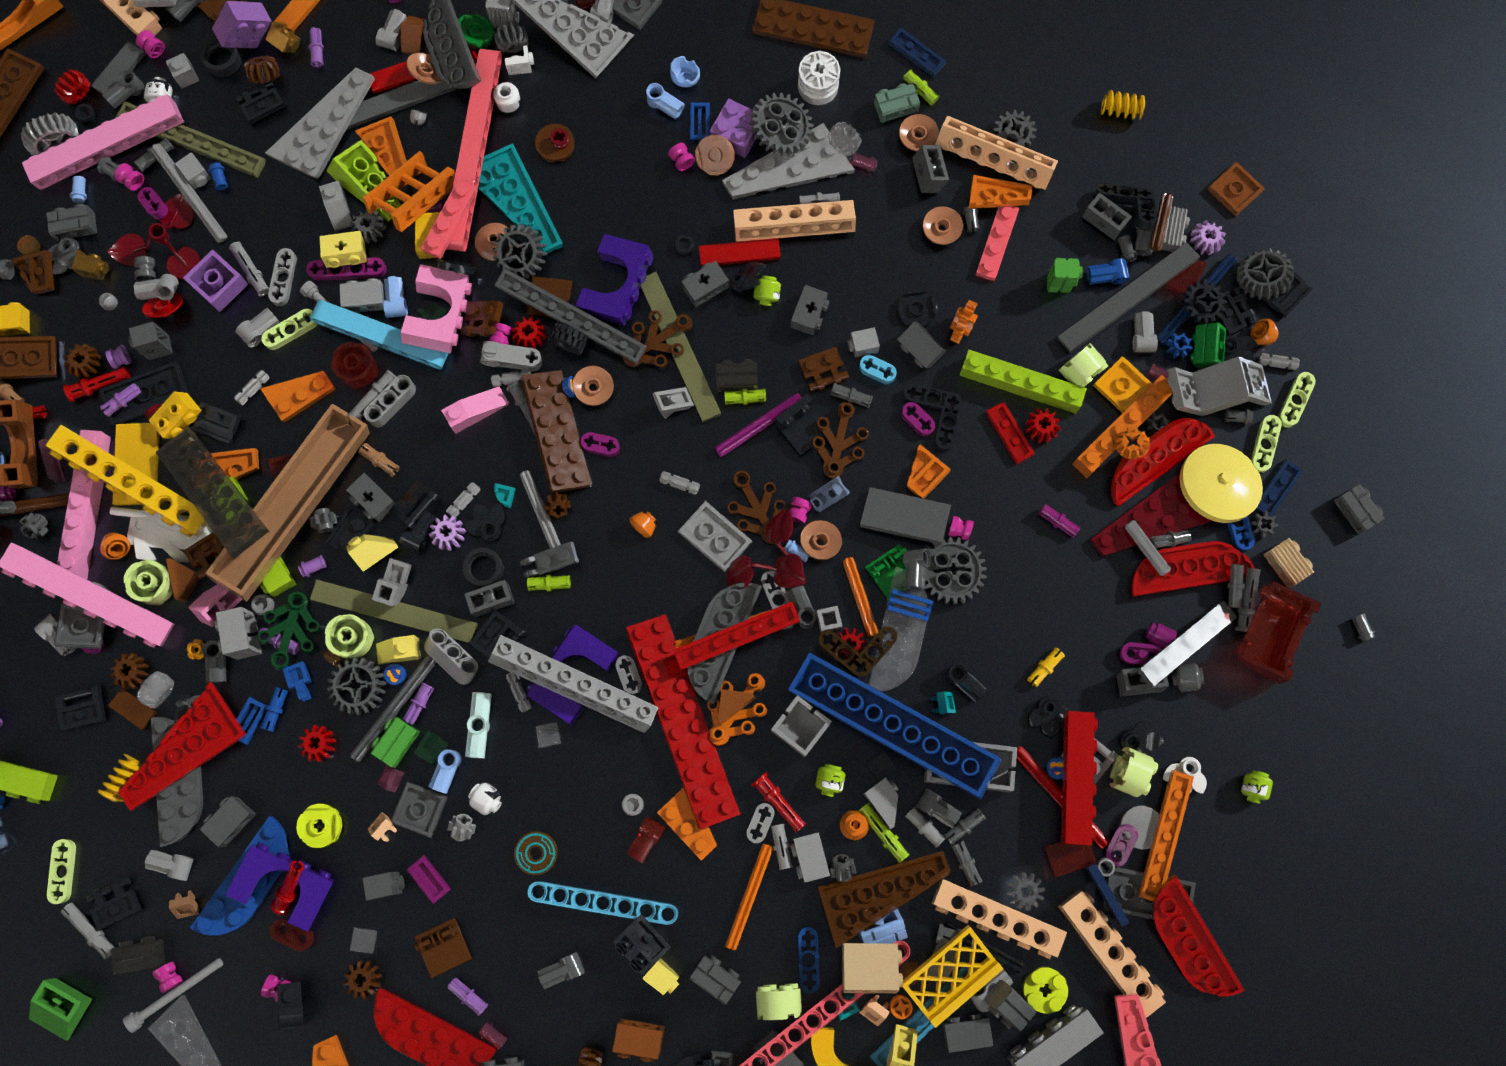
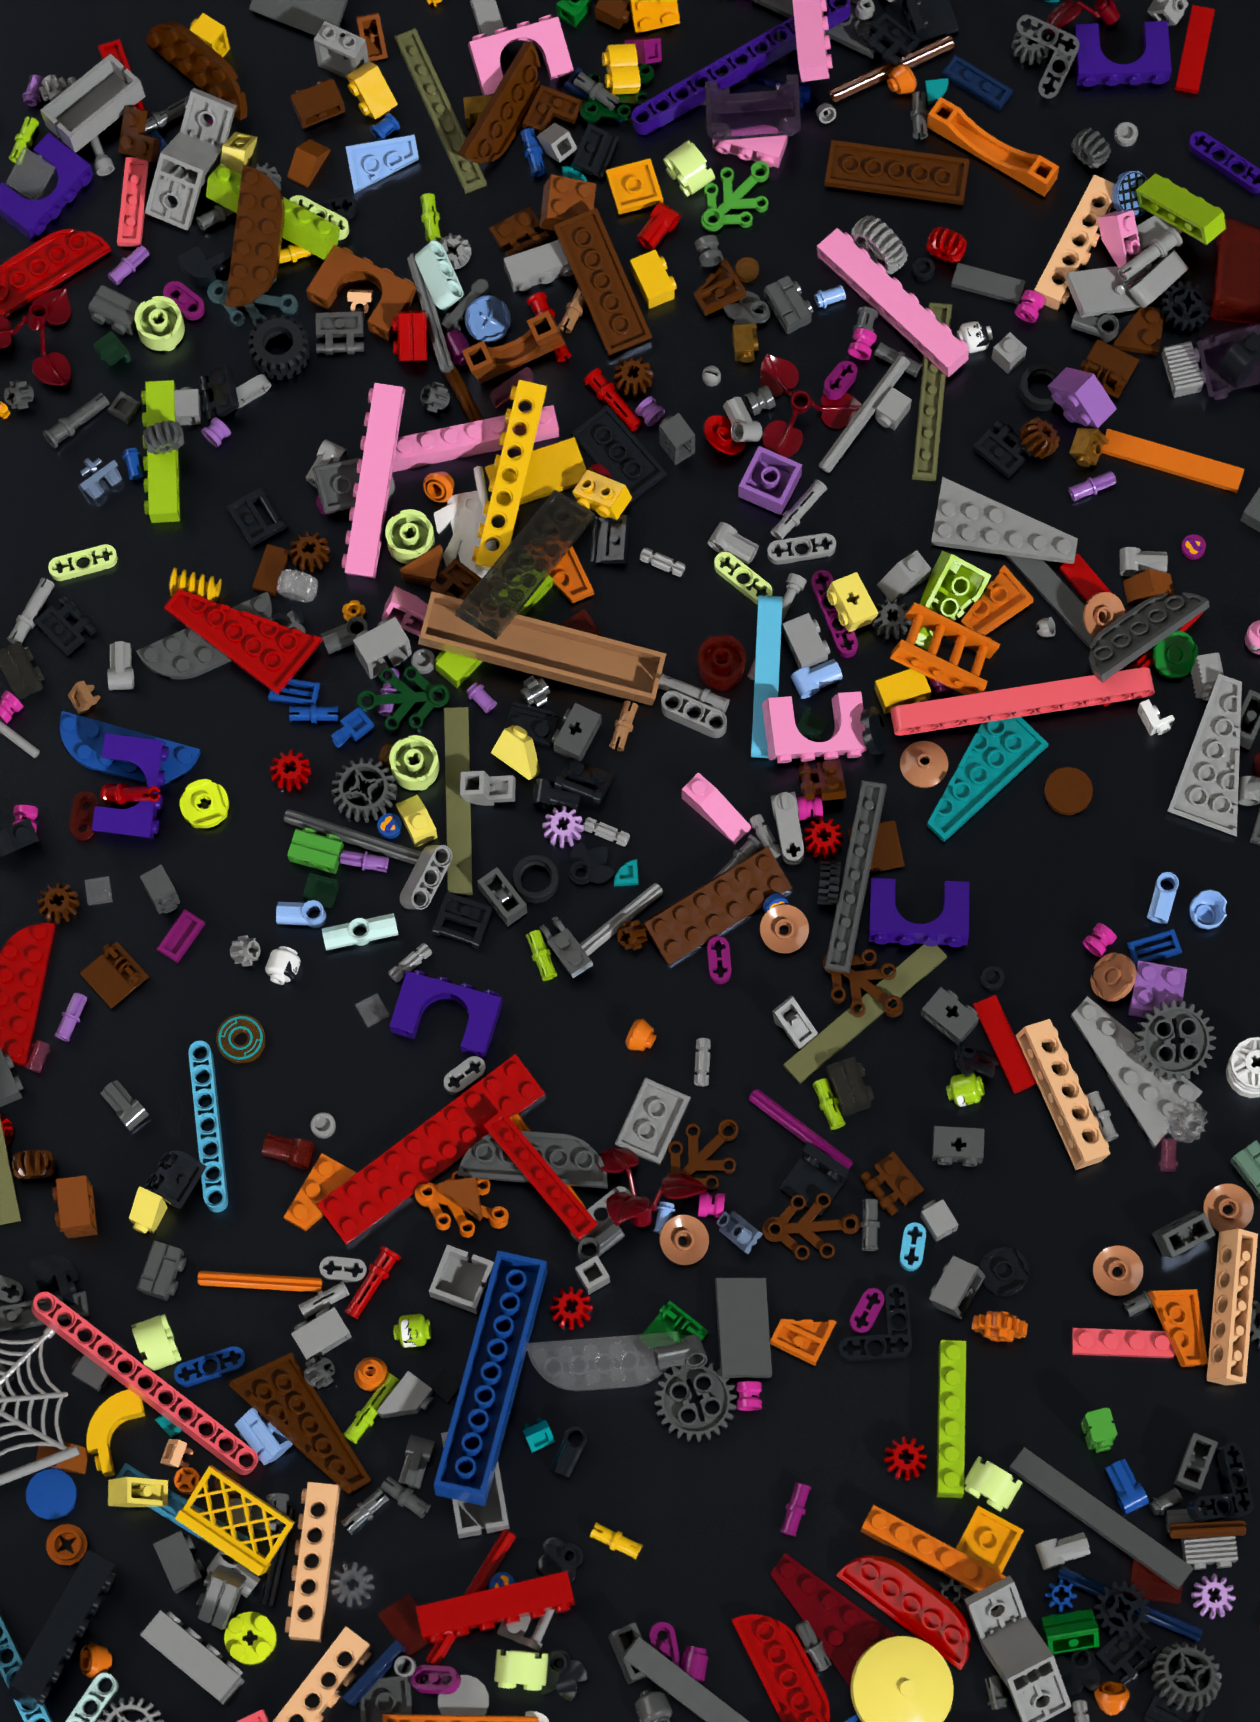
camera: 75 degrees right, 5 degrees down
(121, 399) = (601, 432): medium lavender axle -> none
(127, 85) = (963, 299): dark grey piece -> none
(218, 176) = (897, 437): blue pin -> none
(227, 821) = (181, 708): dark grey brick -> none
(297, 394) = (670, 613): orange wing -> none
(380, 826) = (221, 866): light nougat tile -> none
(390, 778) = (275, 860): clear pink slope -> none
(419, 809) = (251, 901): dark grey tile -> none
(449, 219) = (923, 704): coral plate -> none
(507, 97) = (1102, 718): white head -> none
(511, 38) = (1177, 698): dark grey gear -> none
(533, 244) = (918, 781): dark grey gear -> none
(563, 134) = (1072, 786): dark red bush -> none
(573, 684) = (432, 1015): light grey brick -> none
(860, 597) = (632, 1305): orange axle -> none
(863, 657) = (560, 1323): dark brown beam -> none
(871, 968) = (218, 1427): tan brick -> none
(925, 827) = (391, 1453): light grey pin -> none
(927, 610) = (636, 1382): blue tile -> none
(1010, 433) = (885, 1424): red tile -> none
(1132, 452) = (897, 1562): orange gear -> none
(1147, 548) = (792, 1618): light grey axle -> none
(1157, 371) = (1019, 1577): clear pink pin -> none

